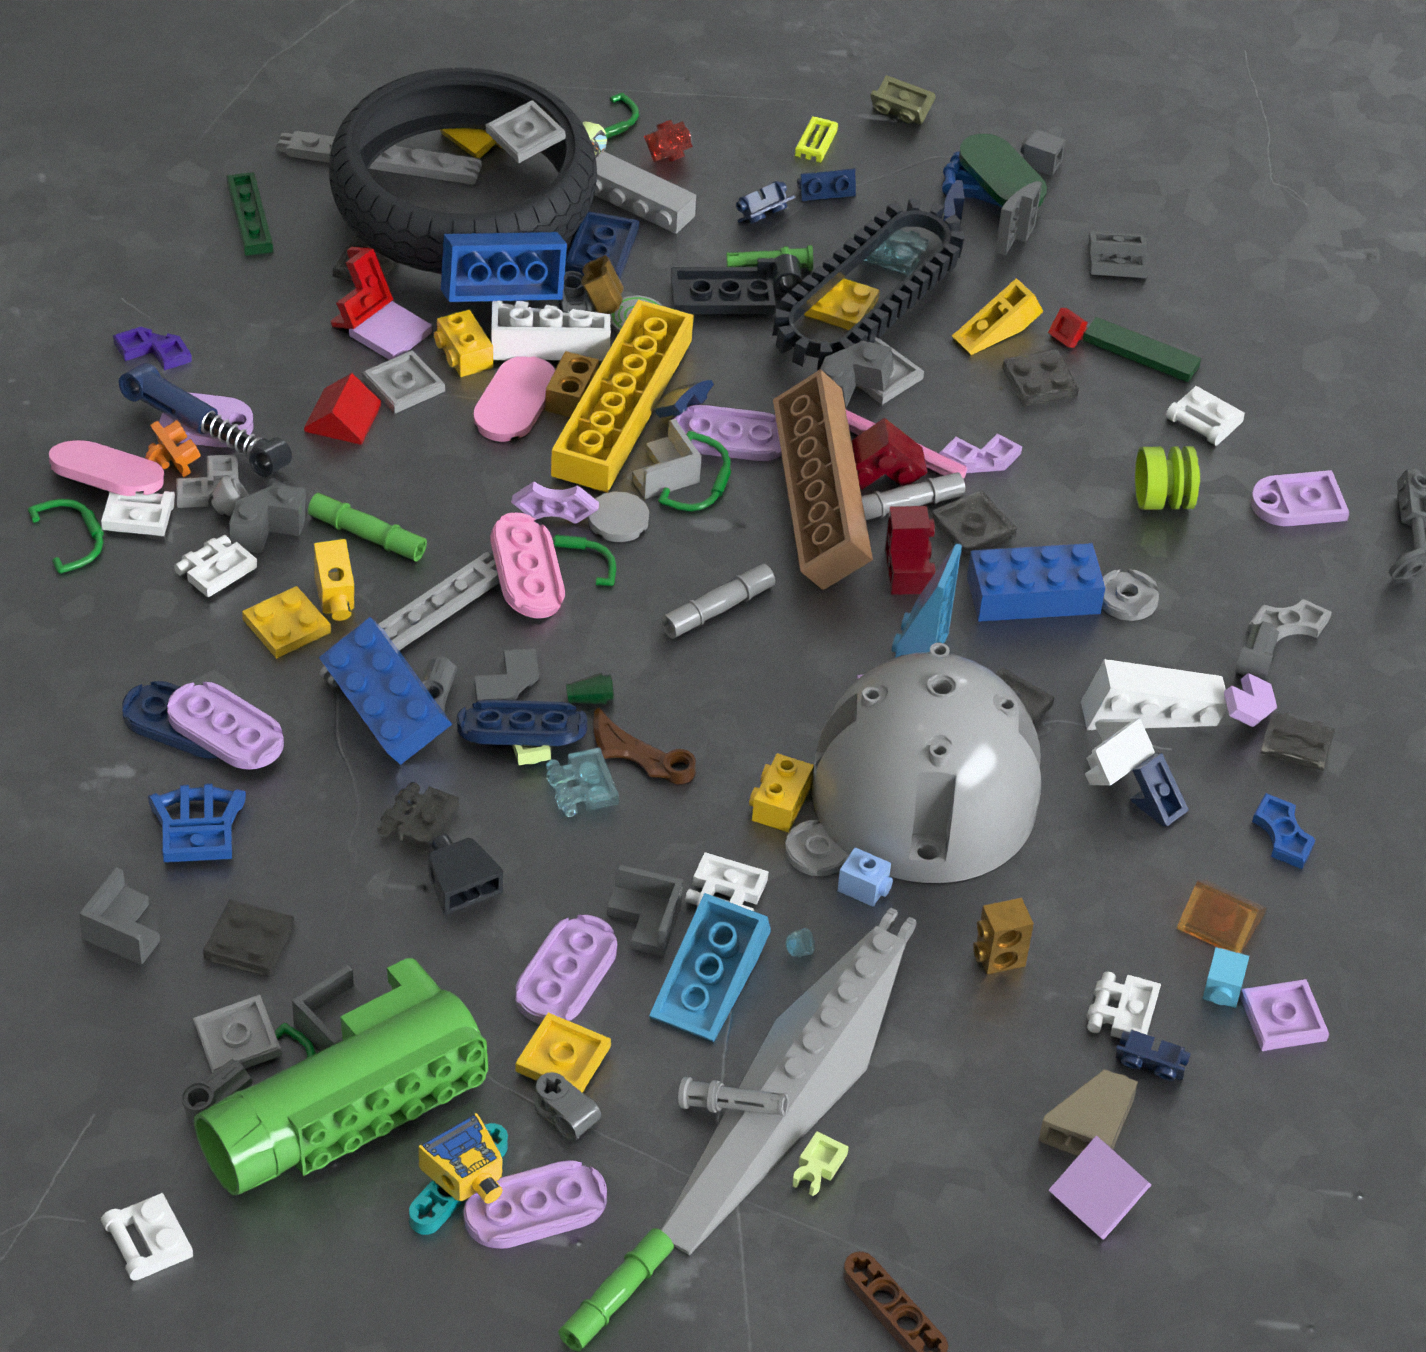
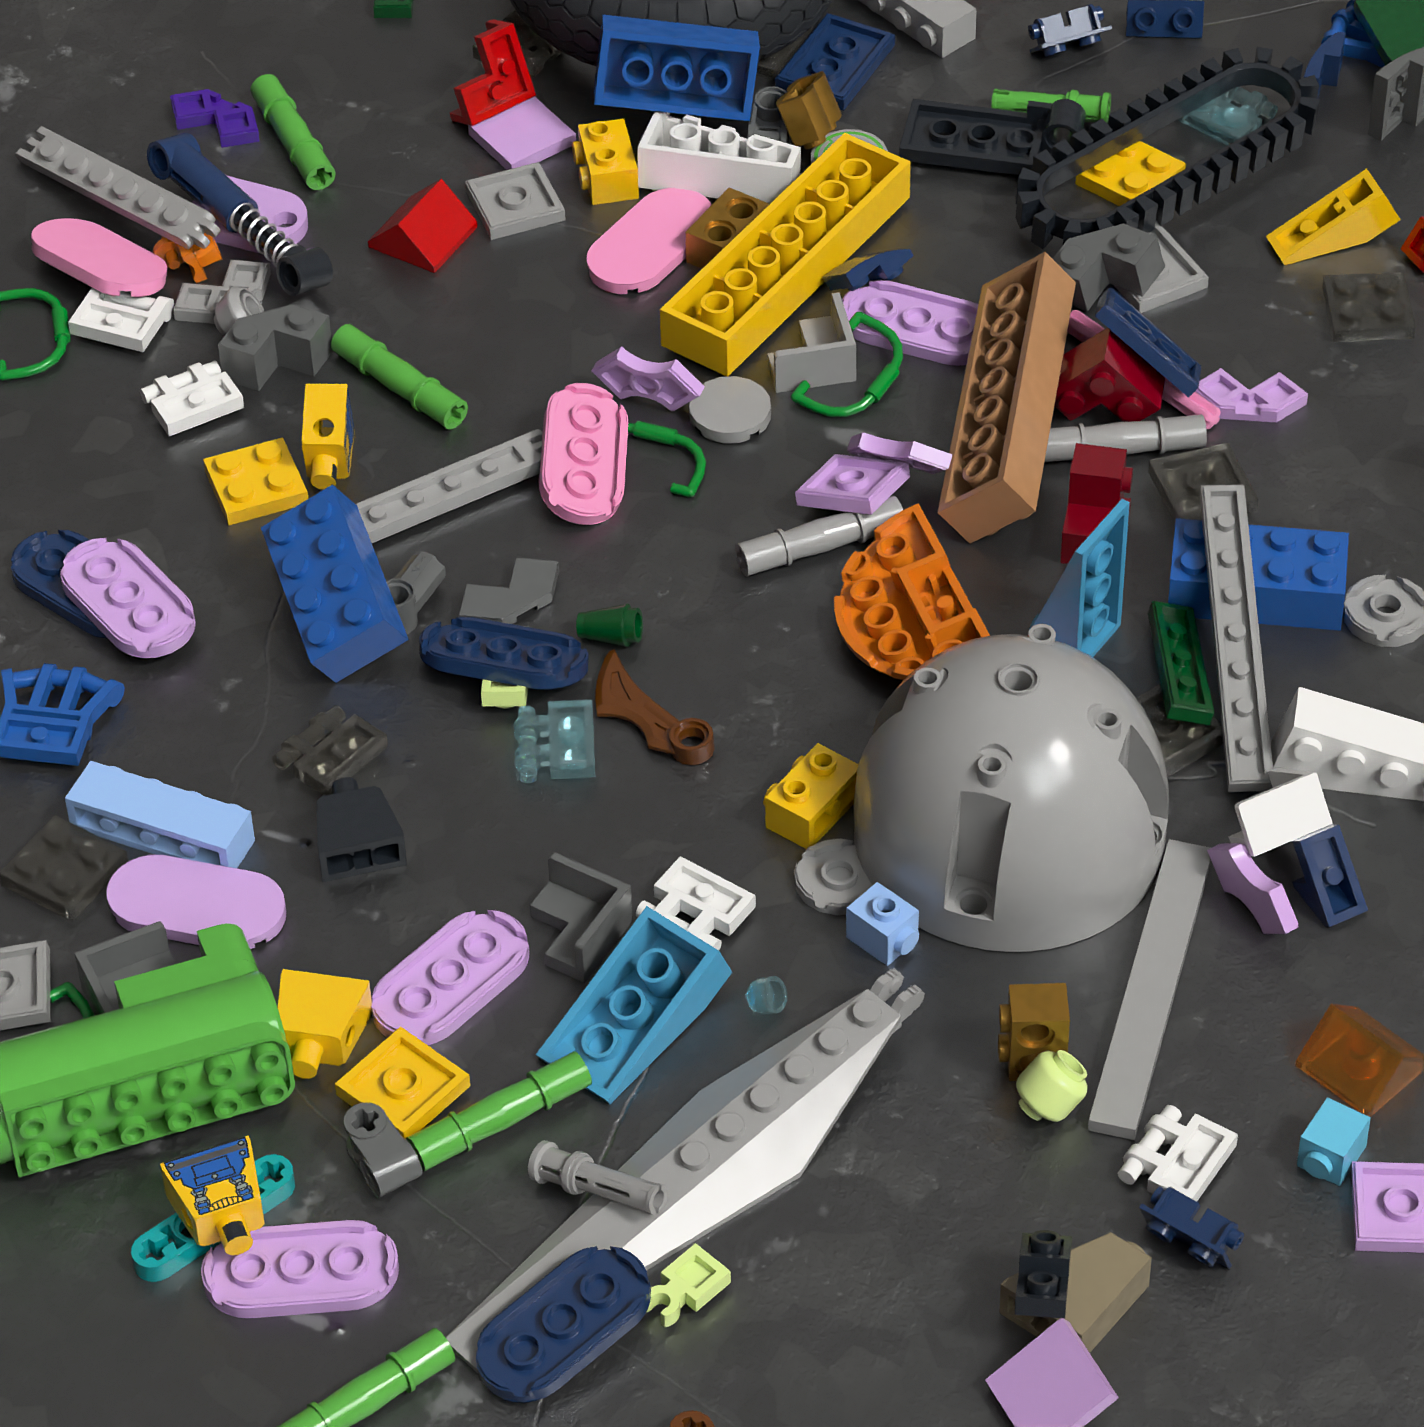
camera: 20 degrees right, 0 degrees up
(105, 413) = (119, 189): none -> light grey hinge
(218, 351) = (304, 150): none -> bright green piece
(312, 888) = (159, 817): none -> light blue brick
(361, 942) = (194, 897): none -> lavender tile
(493, 1010) = (322, 1018): none -> yellow torso
(643, 1059) = (500, 1110): none -> bright green piece
(730, 559) = (852, 484): none -> lavender tile
(743, 1207) = (562, 1323): none -> dark blue tile
(757, 531) = (916, 454): none -> lavender tile
(800, 643) = (903, 598): none -> orange brick
(908, 424) = (1148, 341): none -> dark blue tile
(1005, 654) = (1180, 663): none -> dark green tile
(1024, 972) = (1051, 1086): none -> yellowish green head
(1043, 630) = (1236, 638): none -> light grey tile
(1063, 893) = (1150, 991): none -> light grey tile
(1072, 1108) = (1043, 1274): none -> black slope
(1102, 801) = (1257, 891): none -> lavender tile

